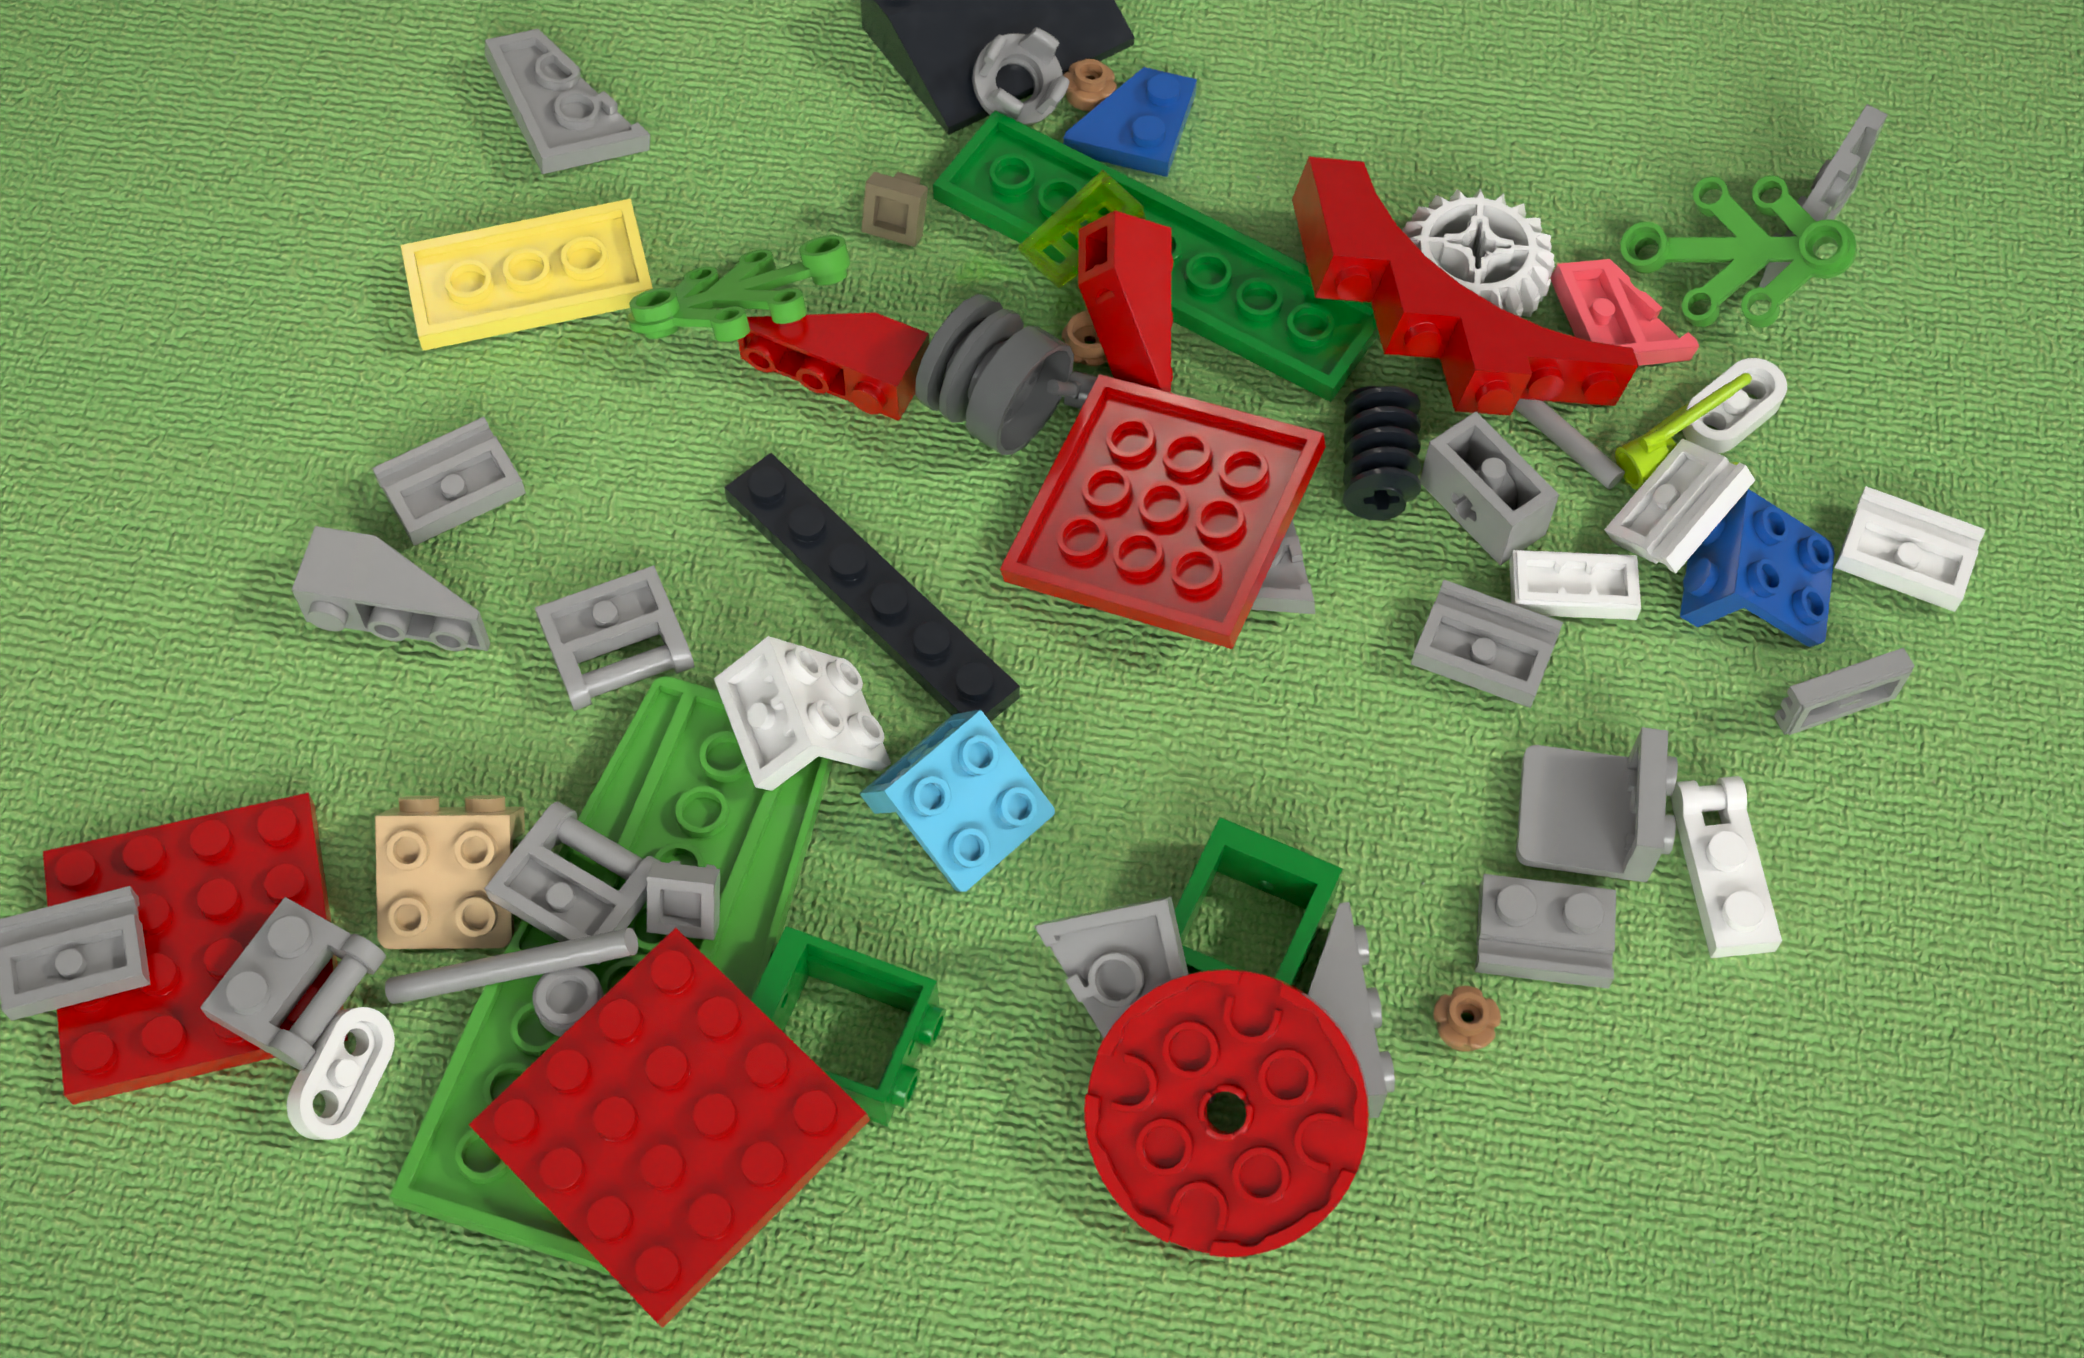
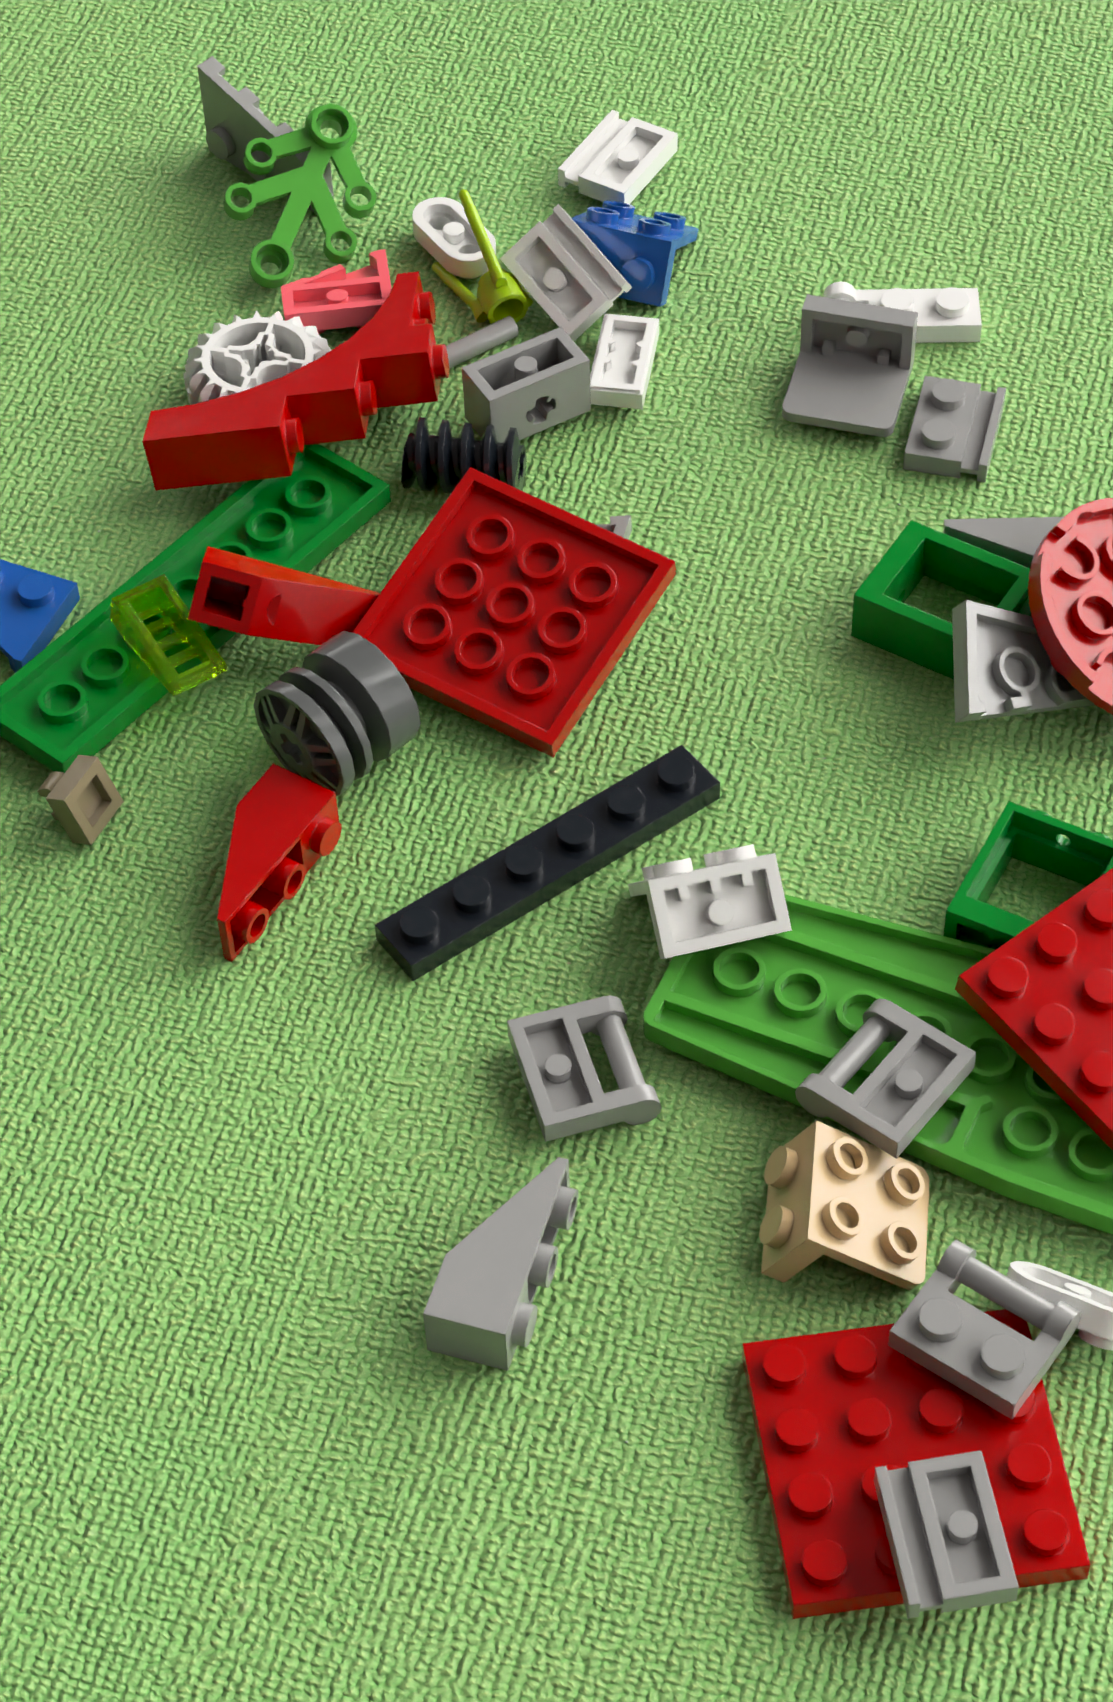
camera: 80 degrees left, 10 degrees down
(449, 481) = (359, 1214): light grey plate -> none
(512, 966) = (976, 1126): light grey bar -> none
(525, 274) = (84, 1141): light yellow plate -> none
(565, 997) = (1010, 1093): light grey tile -> none
(683, 899) = (915, 980): light grey tile -> none
(746, 286) = (194, 986): bright green plant -> none
(962, 798) = (786, 795): medium azure bracket -> none
(1076, 333) = (277, 657): medium nougat plate -> none
(1464, 1035) = (1036, 485): medium nougat plate -> none
(1486, 643) = (676, 423): light grey plate -> none
(1844, 691) = (755, 215): light grey tile -> none

